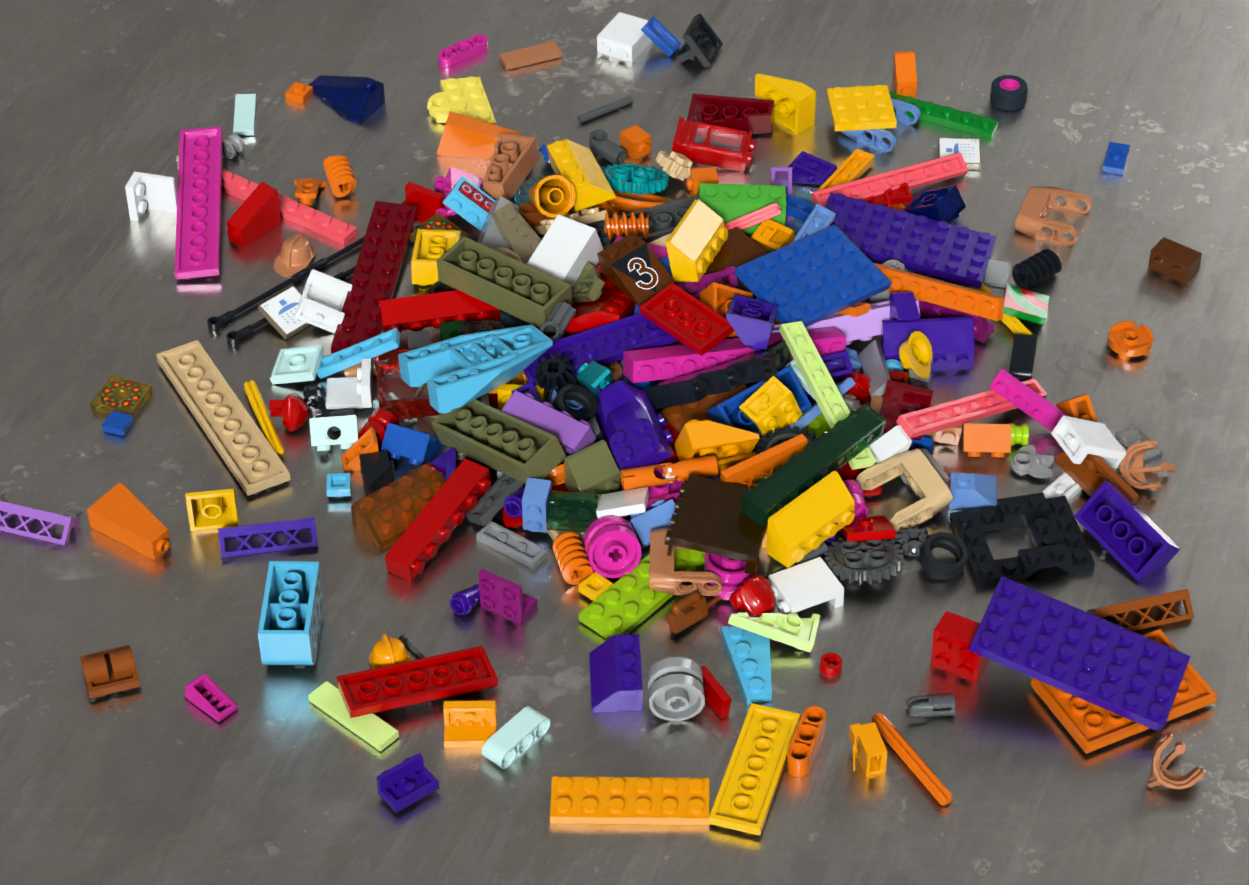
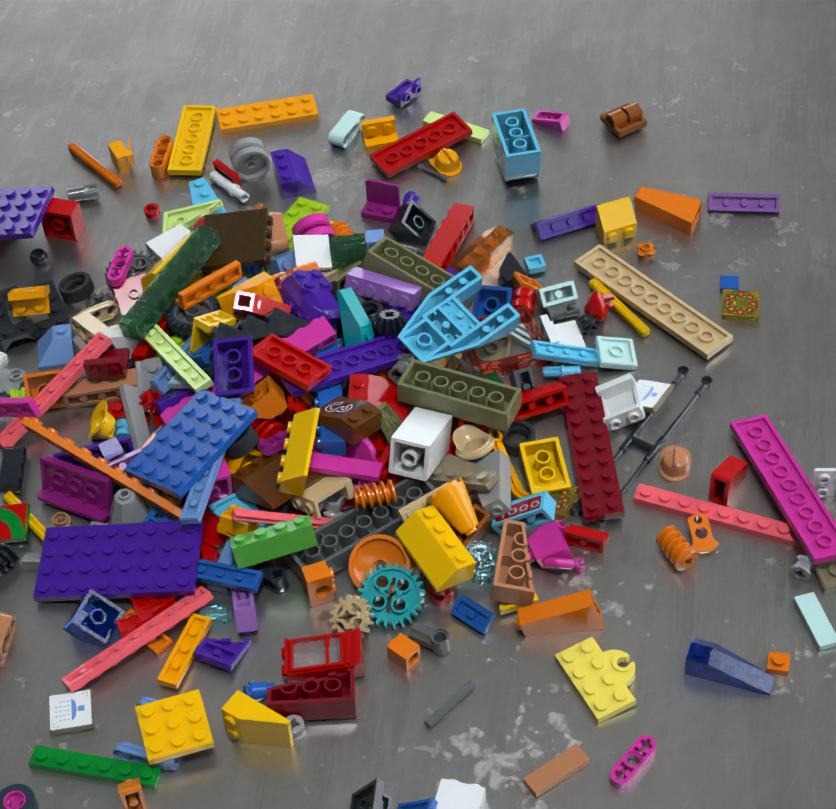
camera: 170 degrees right, 5 degrees up
(191, 481) = (645, 250): none -> orange plate
(480, 554) = (412, 224): none -> black slope
(697, 655) = (233, 190): none -> white pin
(721, 409) = (254, 304): none -> slope
(779, 137) = (257, 690): none -> blue cone
(879, 534) = (127, 253): none -> dark pink beam
(1005, 523) = (30, 300): none -> light orange bracket

